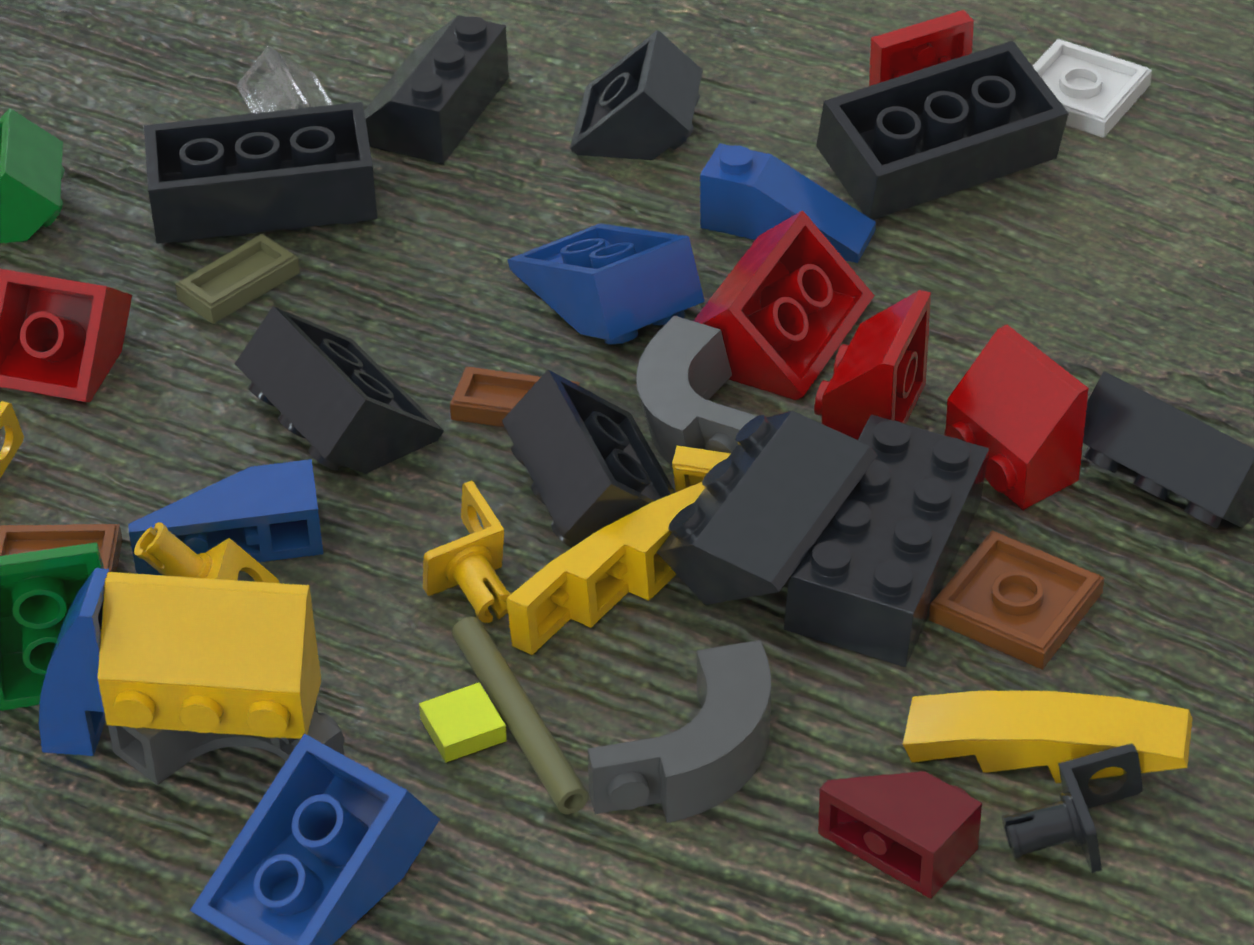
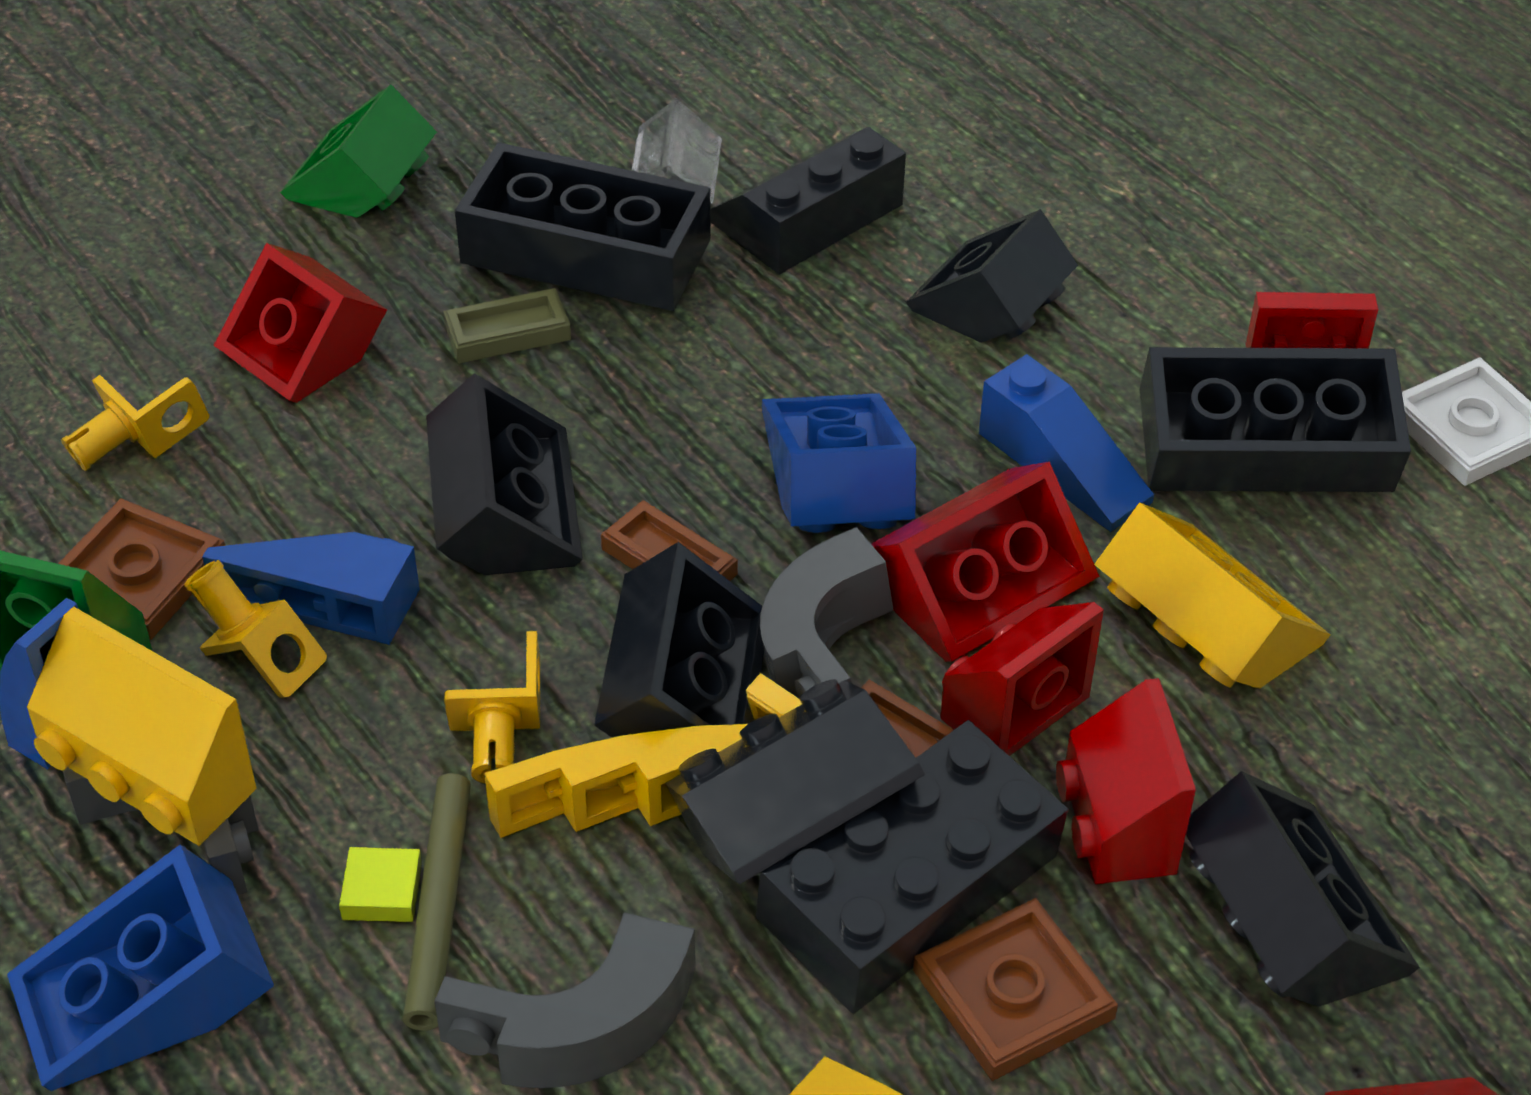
camera: 25 degrees right, 5 degrees up
(975, 275) = (1207, 599): none -> yellow slope

